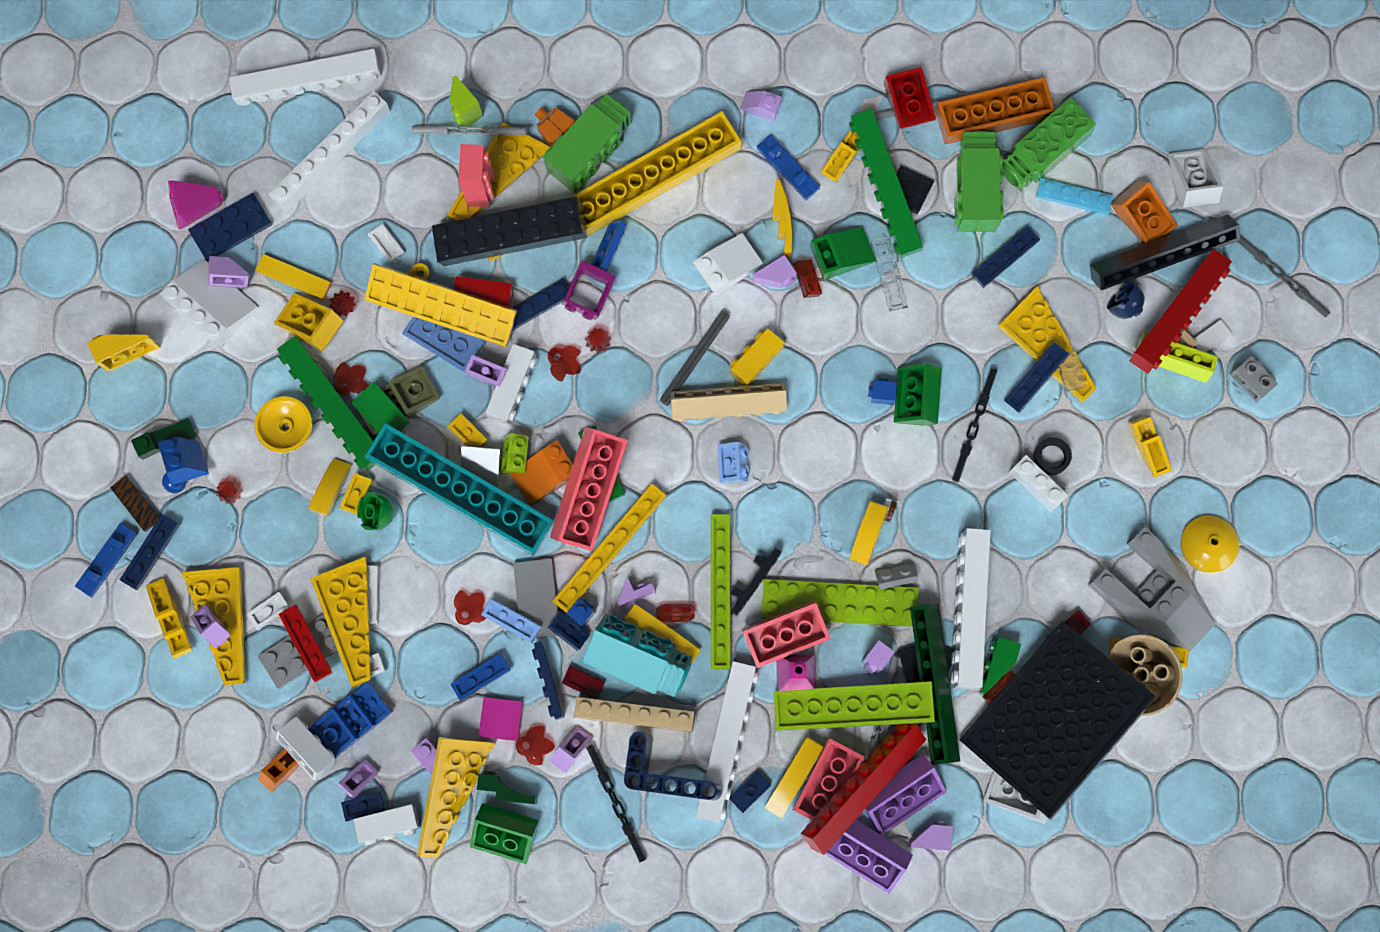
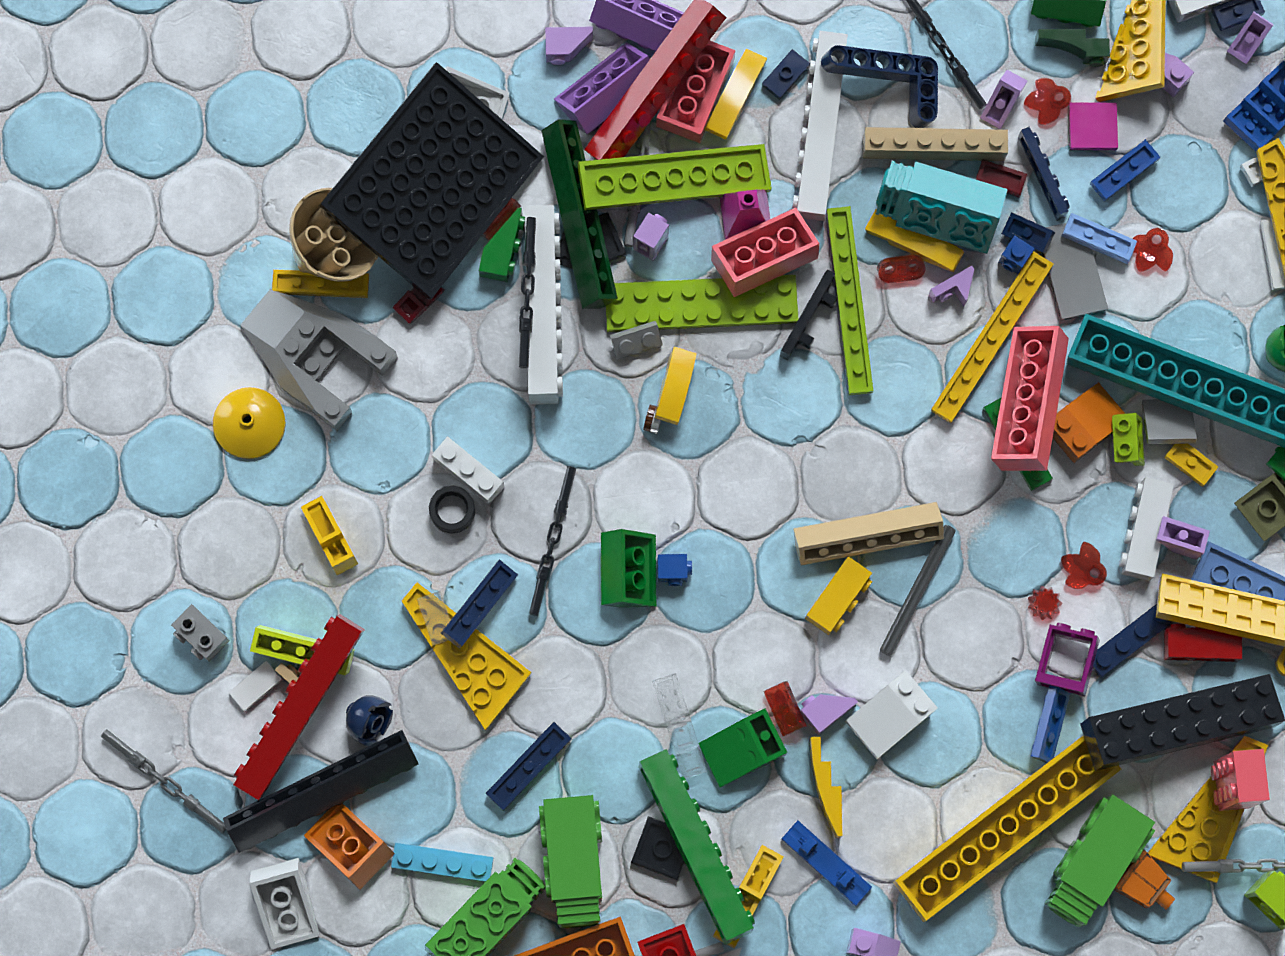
camera: 170 degrees right, 0 degrees up
(733, 462) = (852, 459): light blue bracket -> none
(989, 584) = (525, 324): none -> black piece

